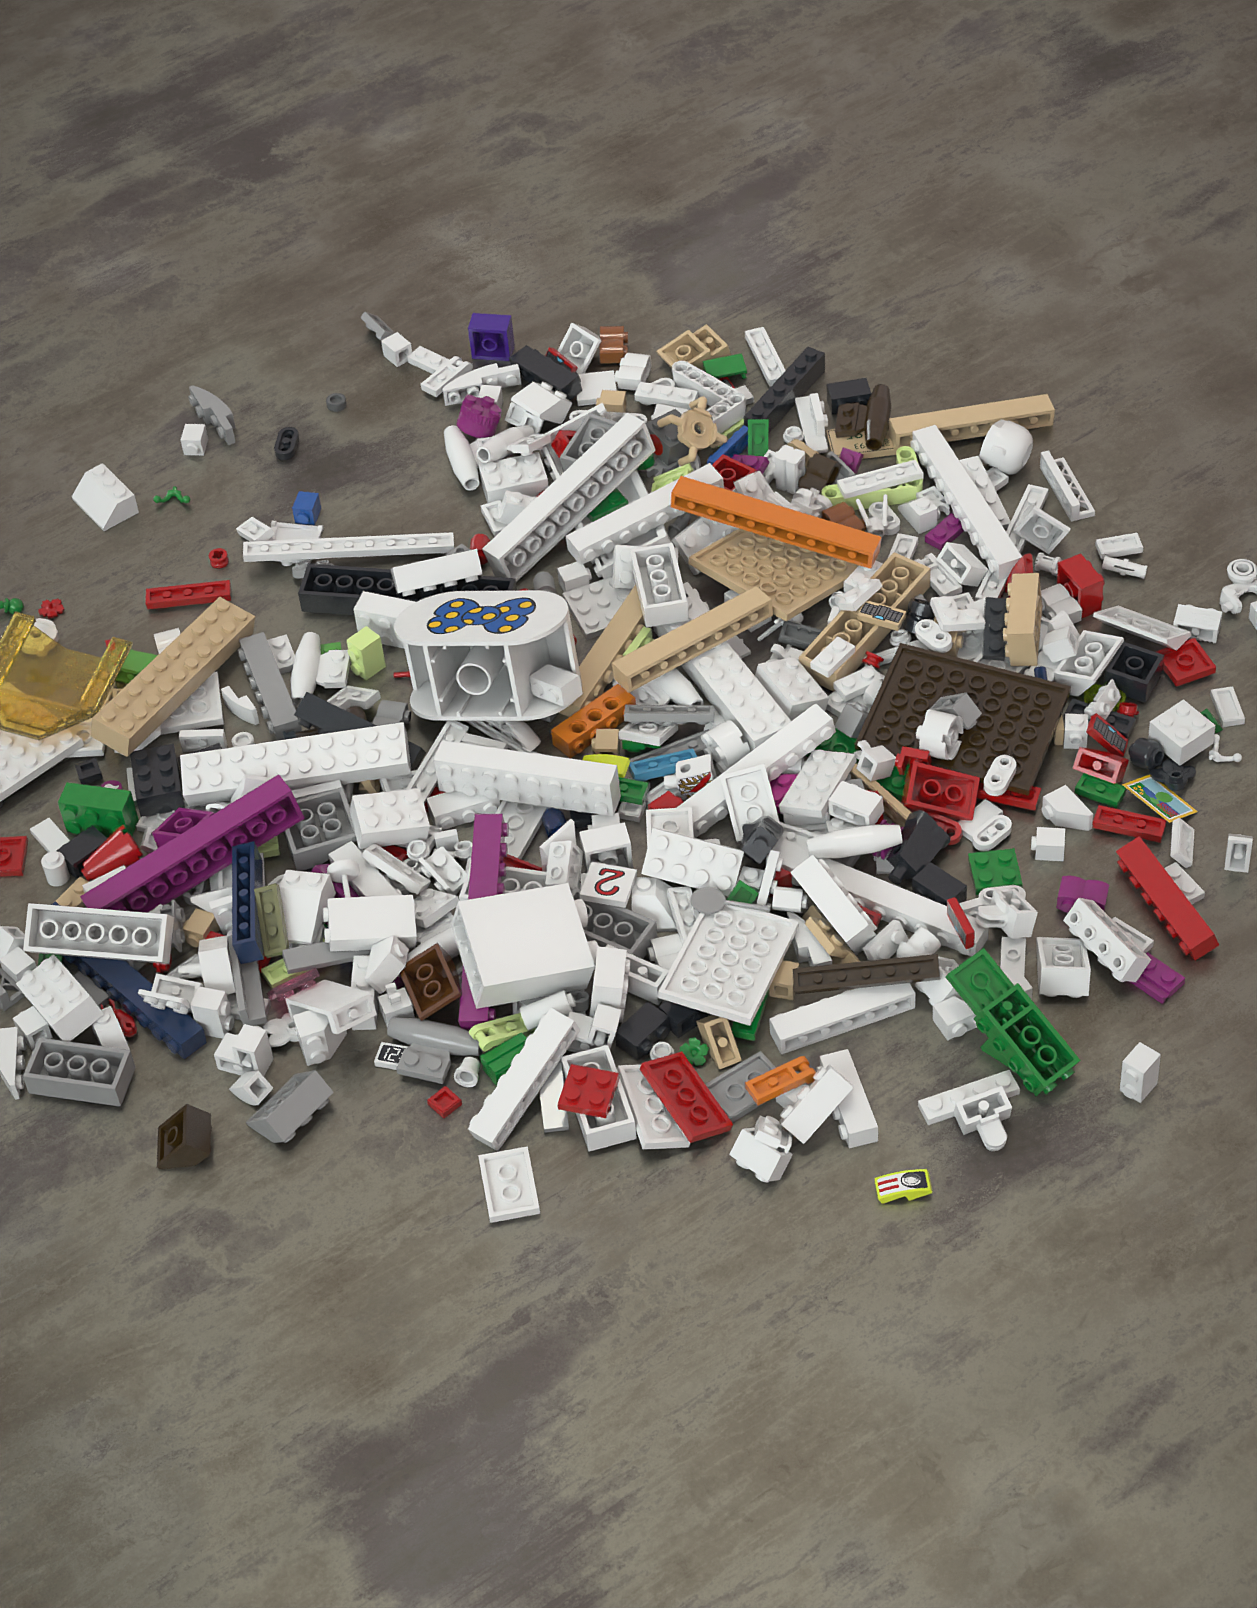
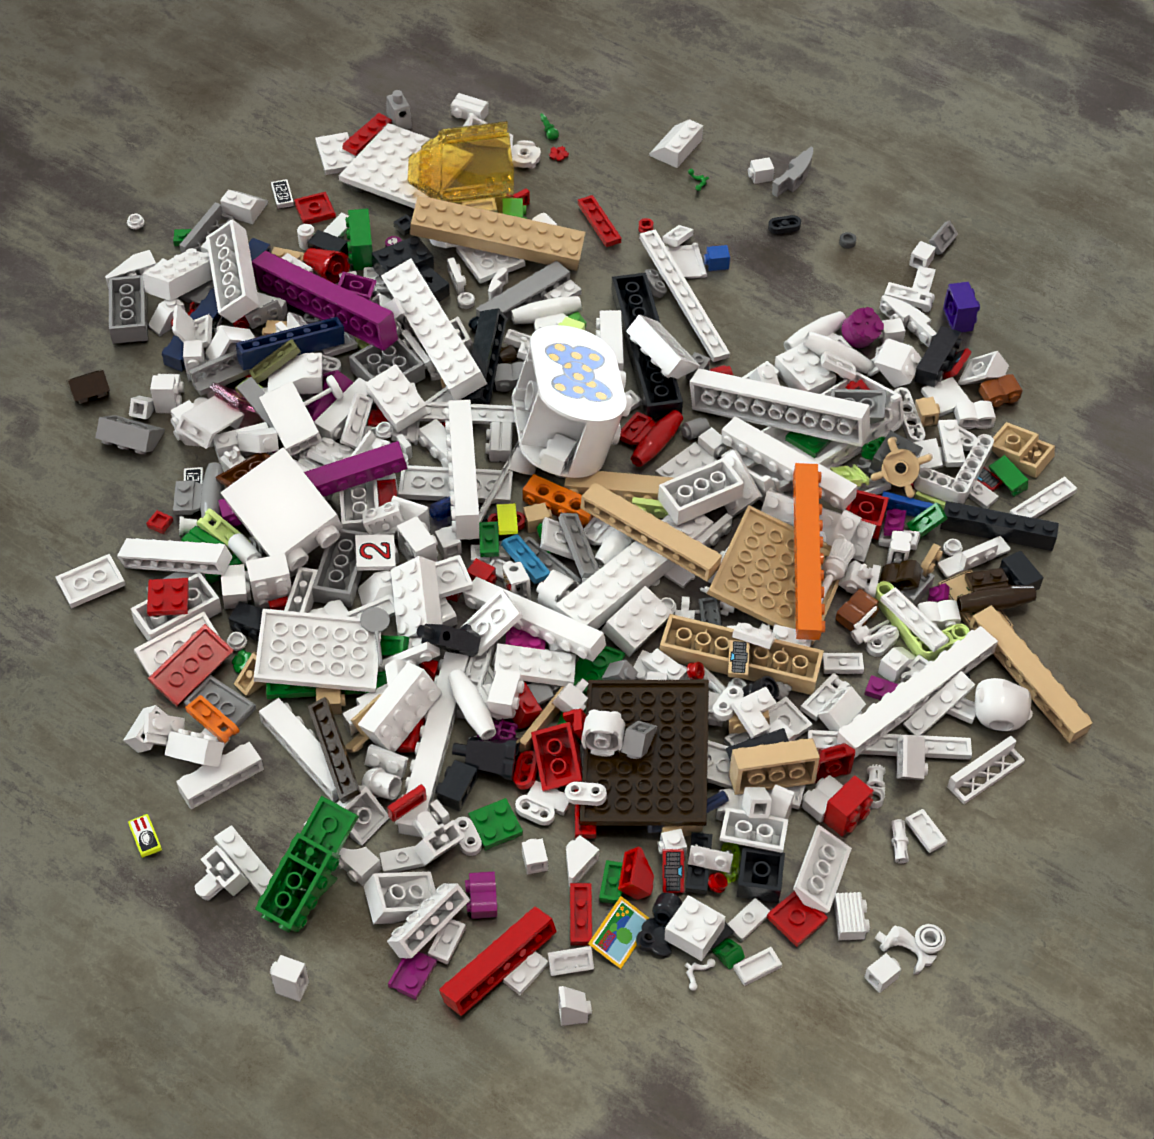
camera: 65 degrees right, 5 degrees up
(632, 1000) = (278, 604): none -> red tile
(832, 657) = (675, 636): white plate -> none
(875, 459) = (942, 613): none -> white brick
(1170, 694) = (748, 919): none -> white plate

